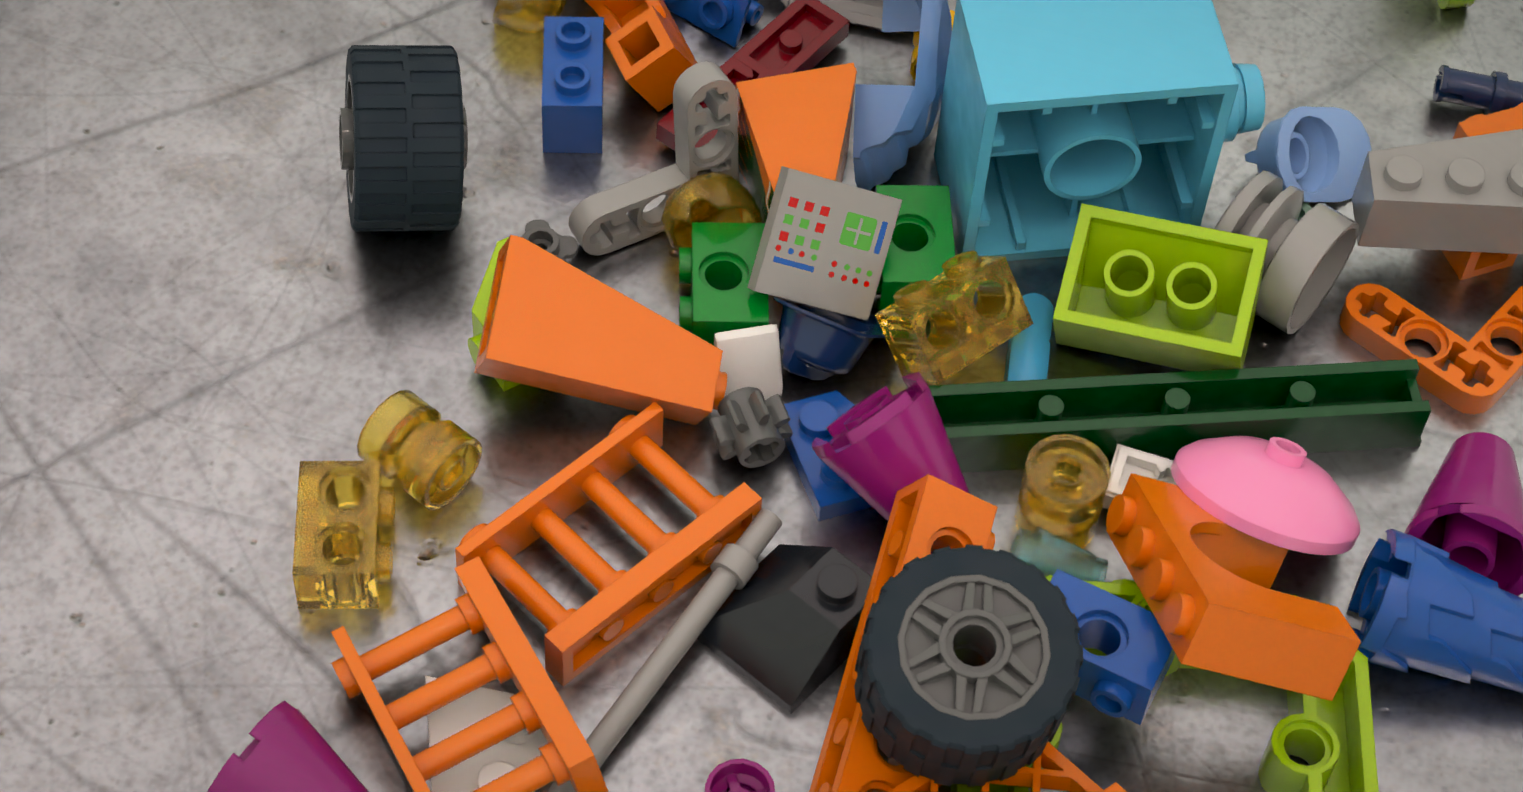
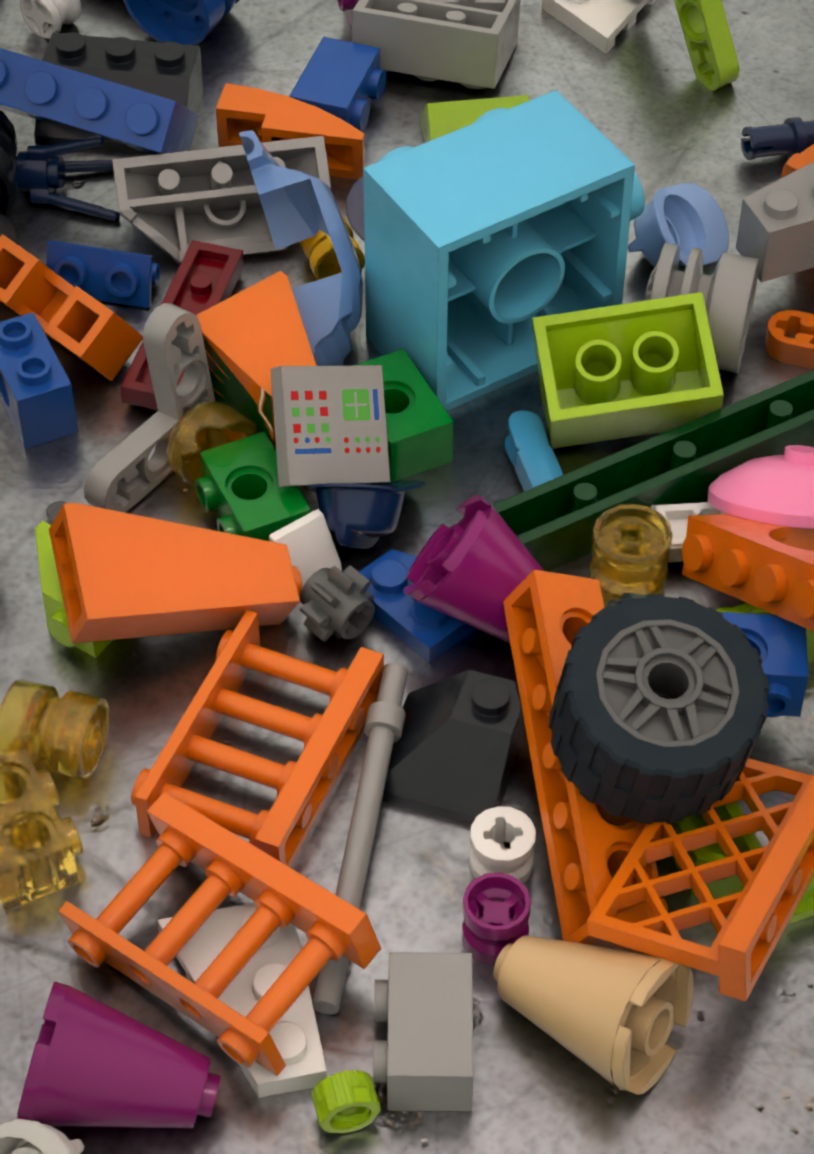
camera: 20 degrees left, 5 degrees down
(785, 754) = (487, 843): none -> white wheel
(958, 328) = (467, 448): clear yellow brick -> none

